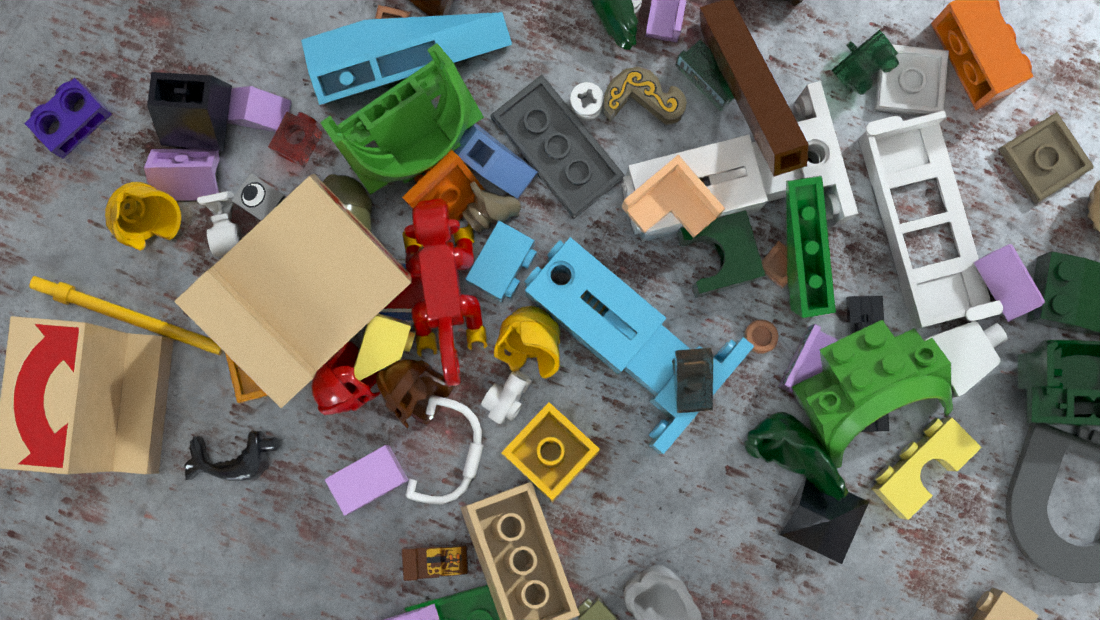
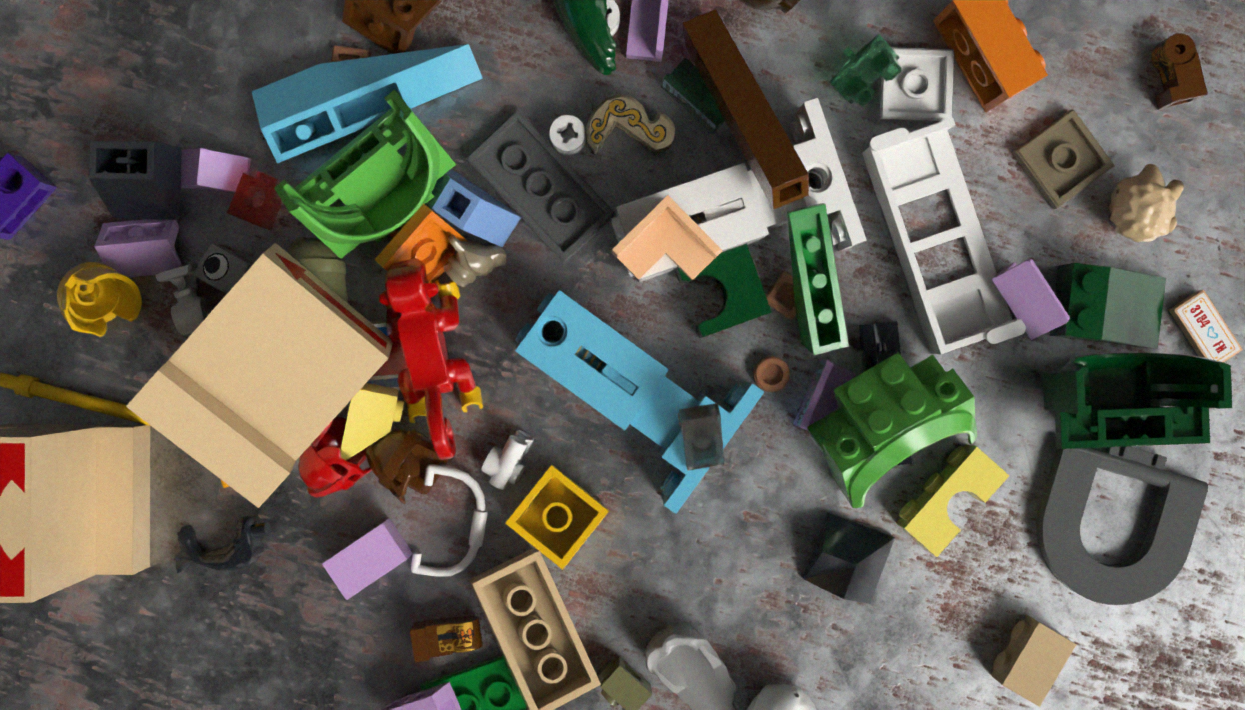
camera: 10 degrees left, 5 degrees up
(501, 262) = (490, 317): medium azure brick -> none
(529, 334) = (526, 392): yellow helmet -> none
(797, 449) = (813, 489): dark green hair -> none
(970, 353) = (990, 375): white torso -> none

